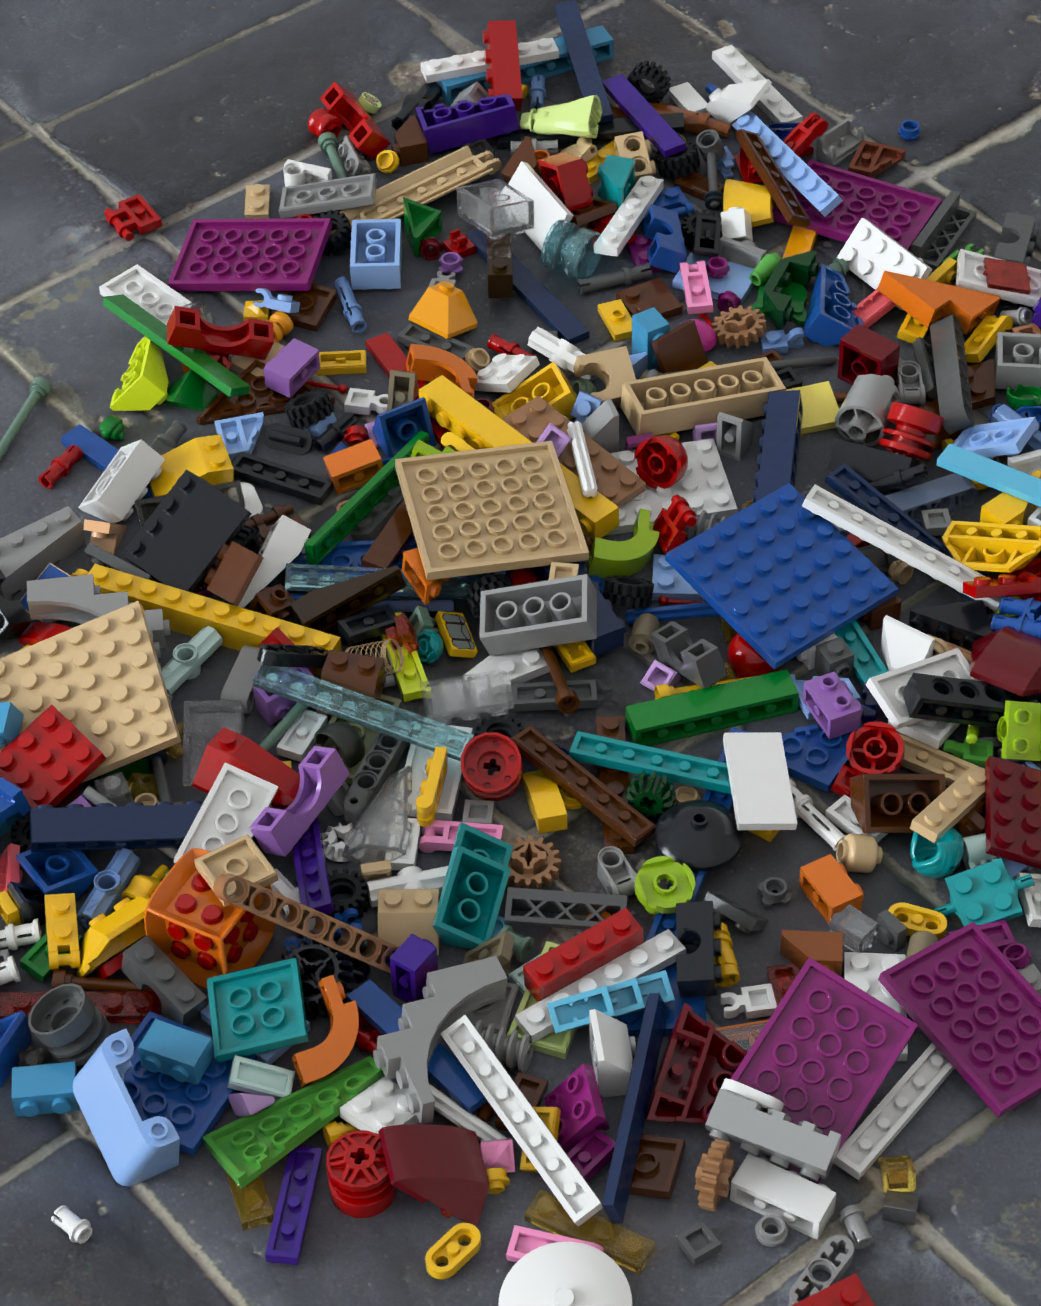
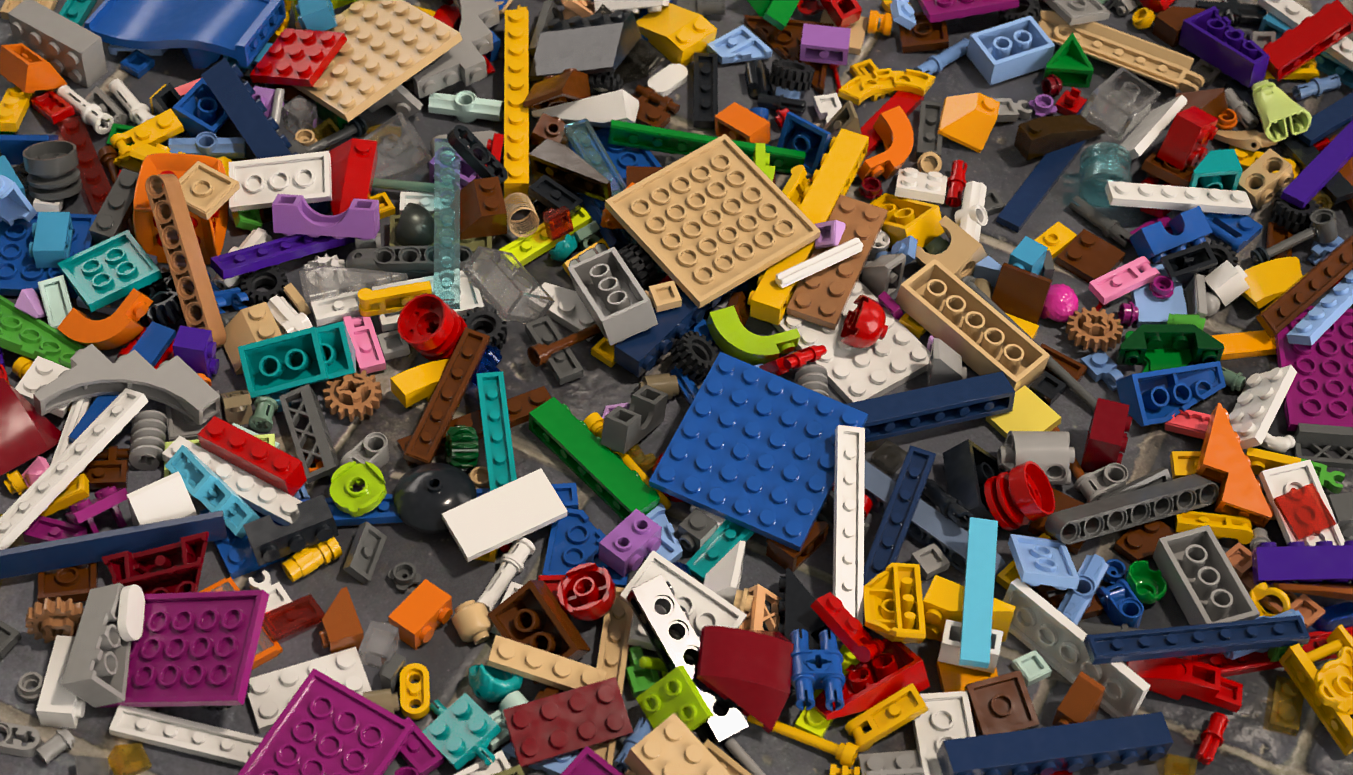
camera: 60 degrees right, 5 degrees up
(356, 348) = (885, 80): none -> yellow tile

